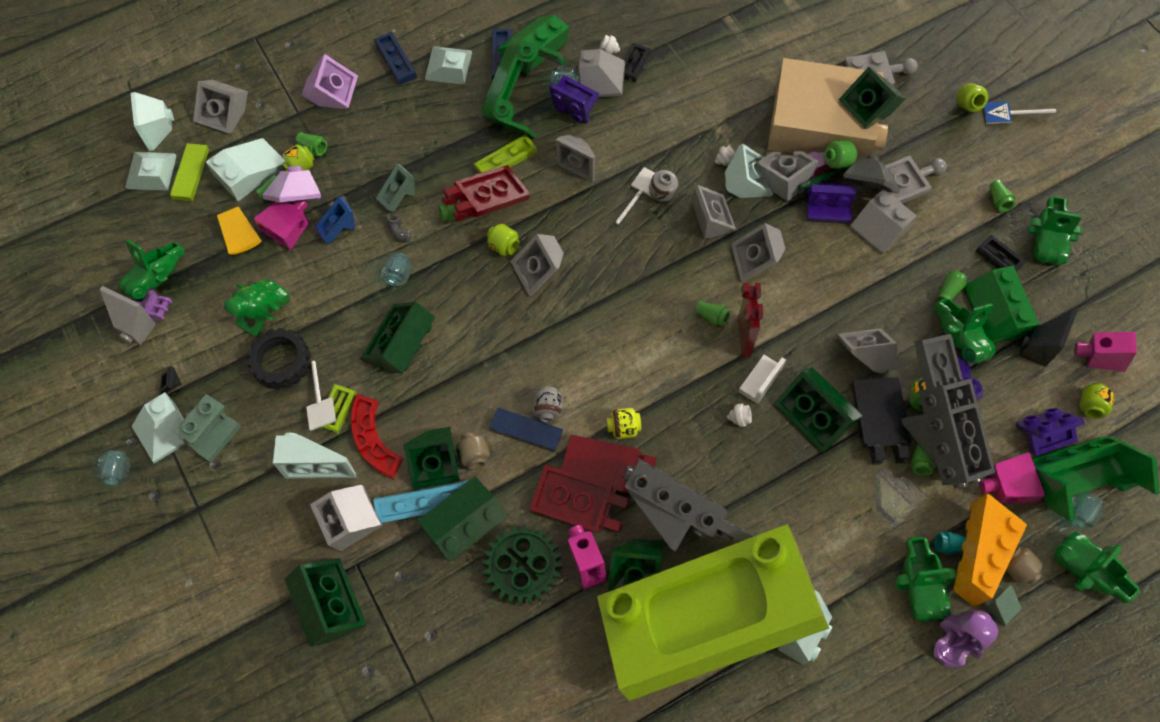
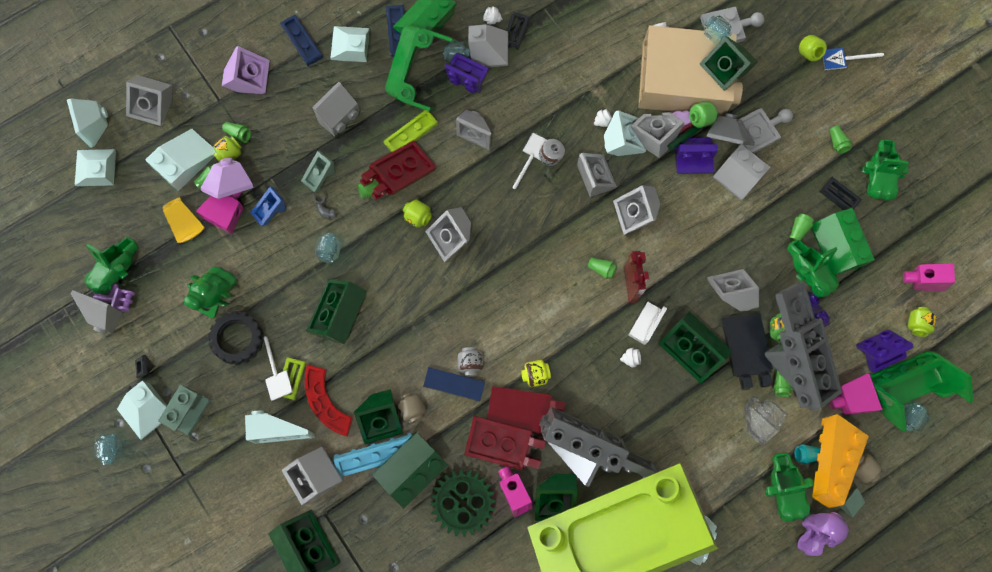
camera: 10 degrees left, 10 degrees up
(189, 172) = (130, 166): lime tile -> none
(423, 125) = (336, 109): none -> light grey slope
(859, 61) = (717, 28): none -> clear light blue head
(1047, 339) = (882, 272): black slope -> none
(1096, 567) = (923, 465): green piece -> none

